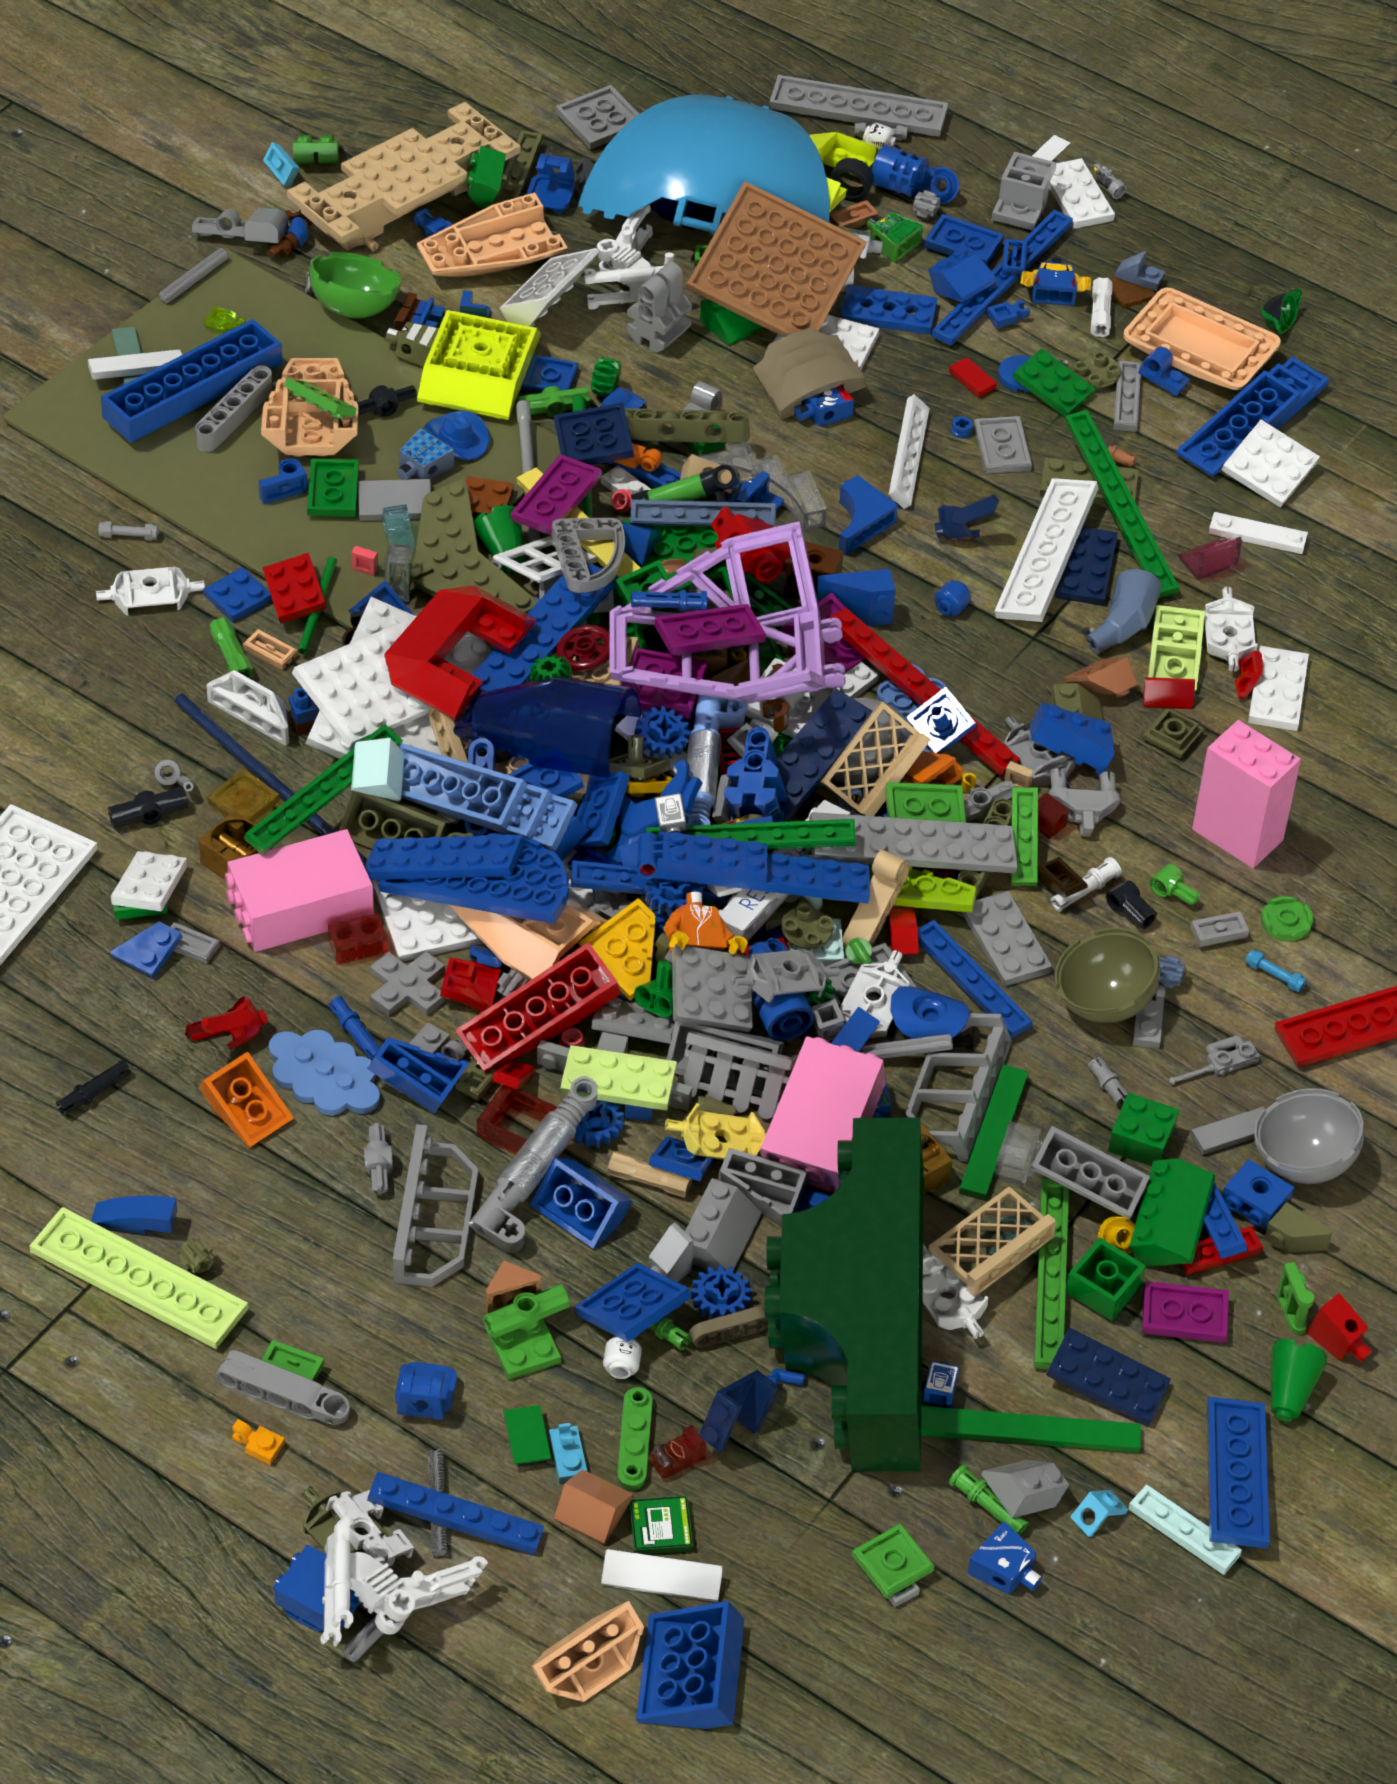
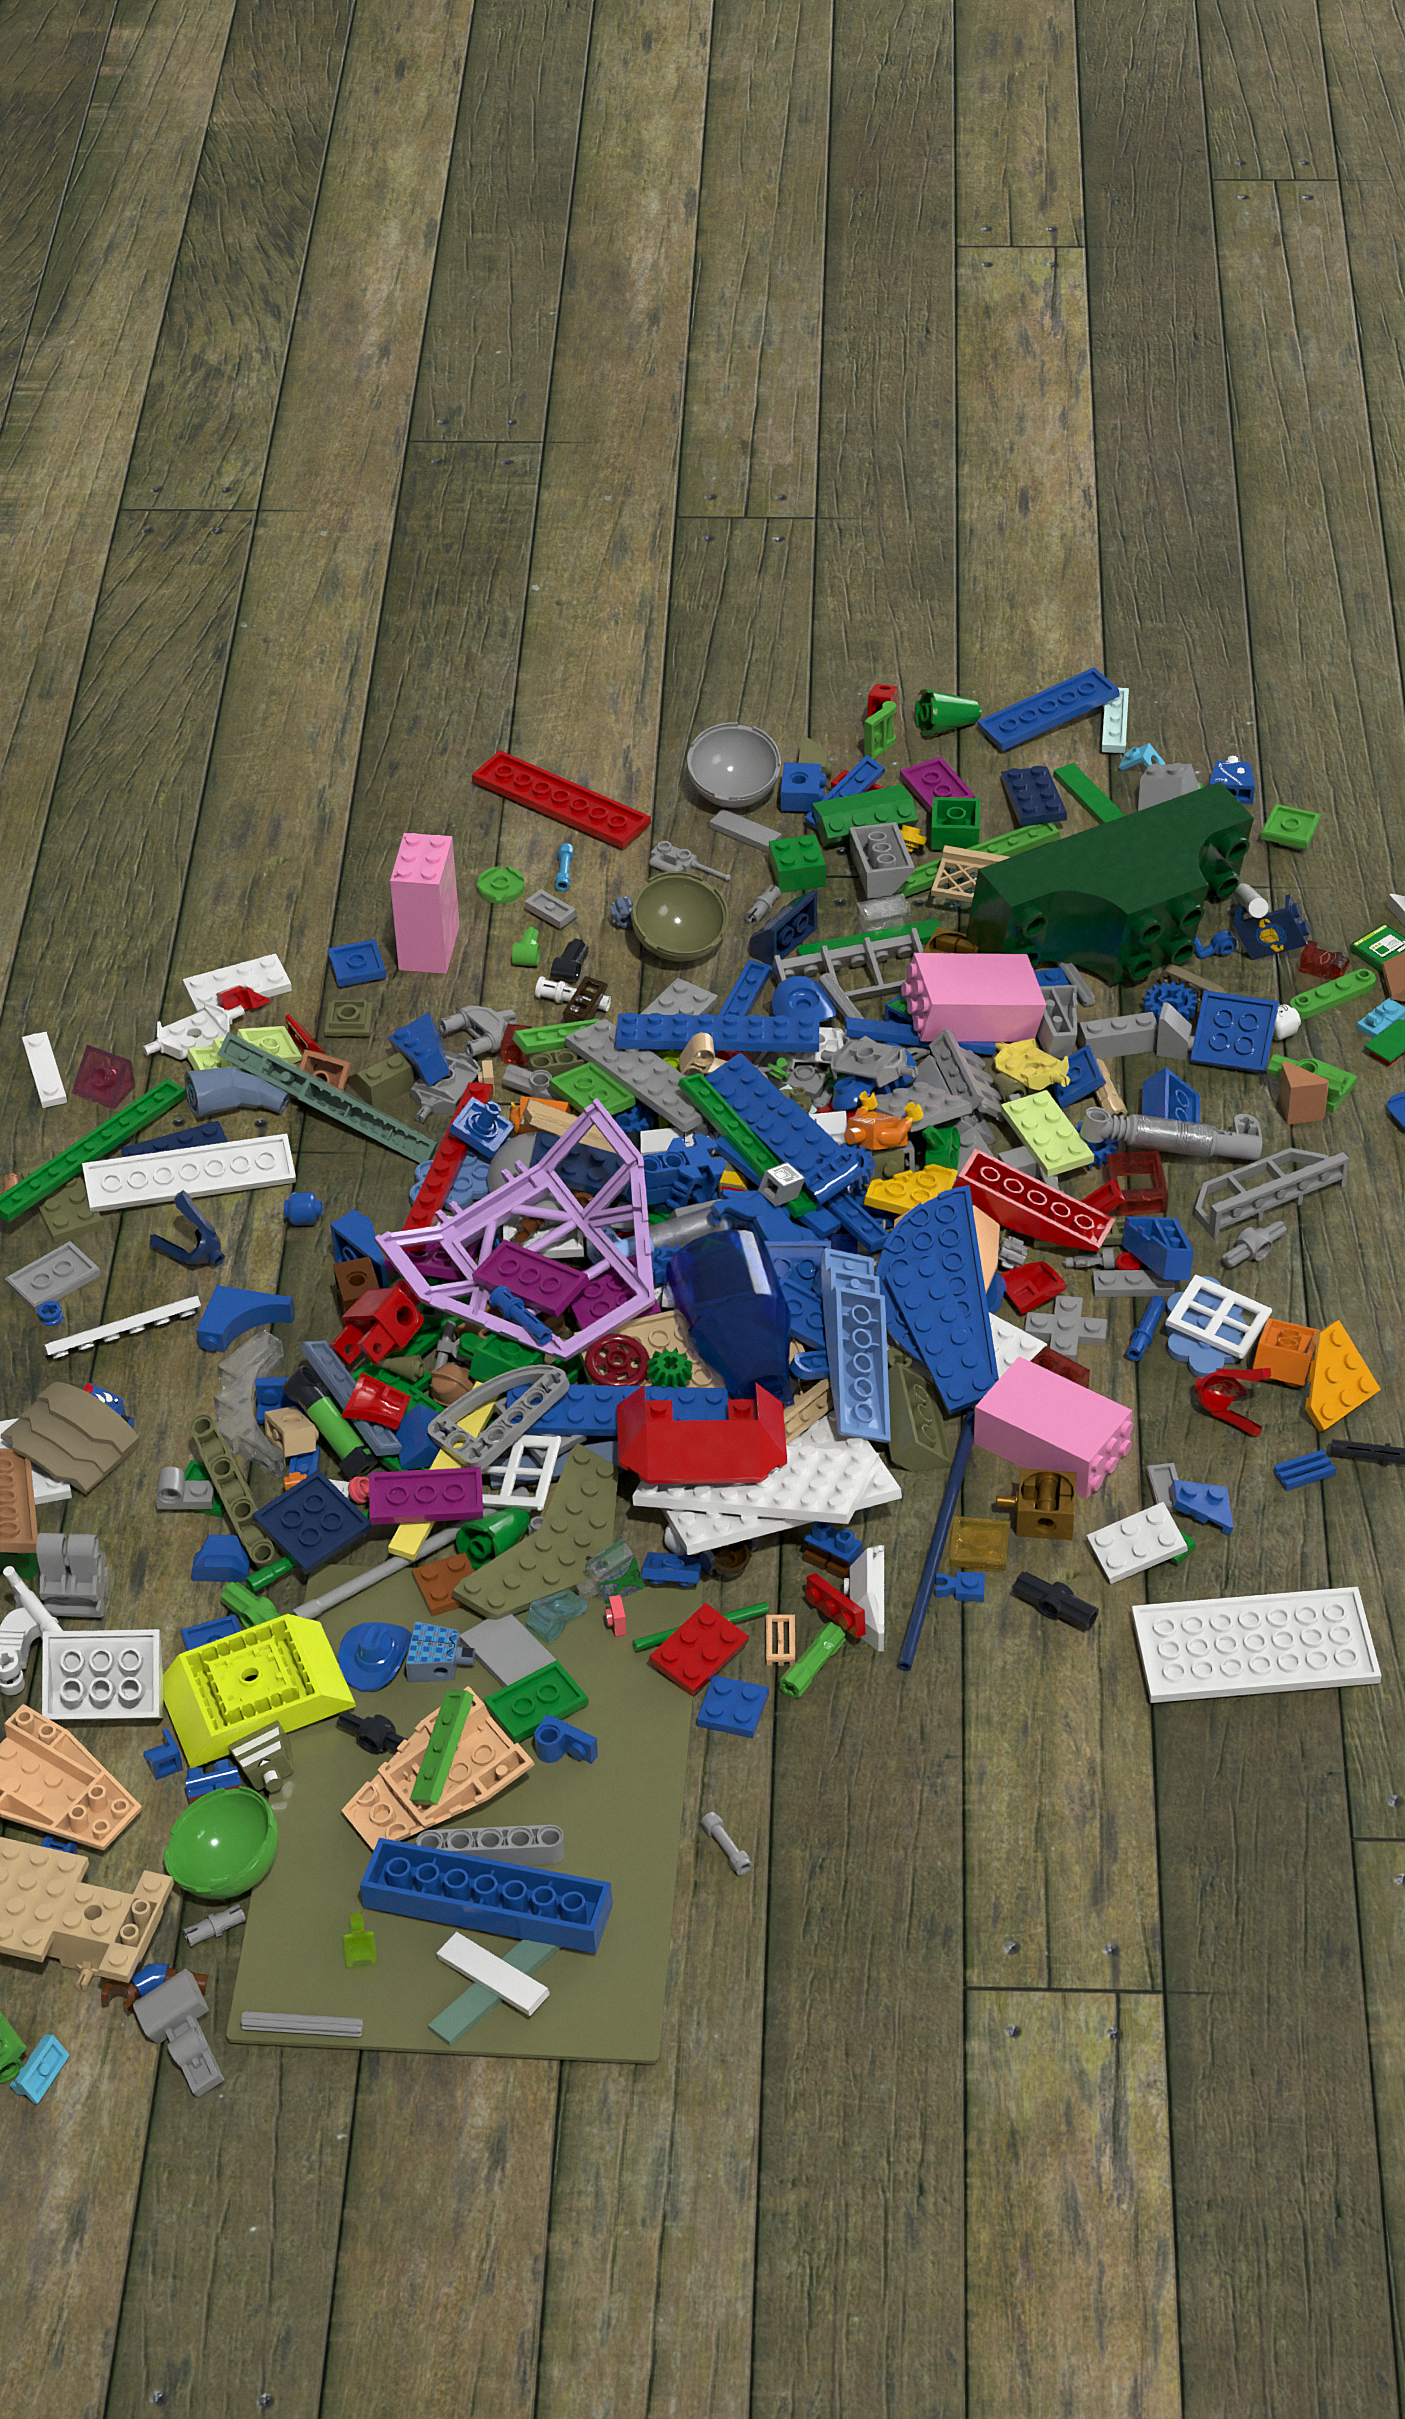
camera: 120 degrees left, 5 degrees down
(126, 1021) = (1302, 1467): none -> blue tile
(131, 592) = (800, 1790): white plate -> none
(176, 1100) = (1337, 1377): none -> light orange plate
(177, 777) = (1001, 1611): light grey plate -> none
(216, 773) = (966, 1586): none -> blue plate
(269, 677) = (836, 1605): none -> red plate
(309, 799) = (951, 1442): green plate -> none
(318, 1074) = (1218, 1316): none -> white window
(378, 768) = (892, 1415): light aqua slope -> none
(605, 376) = (197, 1582): green gear -> none
(677, 517) = (376, 1402): none -> red plate
(785, 1413) = (1251, 900): none -> white piece
(922, 914) = (727, 1031): none -> blue plate
(1051, 1065) = (785, 929): none -> dark blue slope
(1071, 660) = (327, 1098): none -> sand green slope

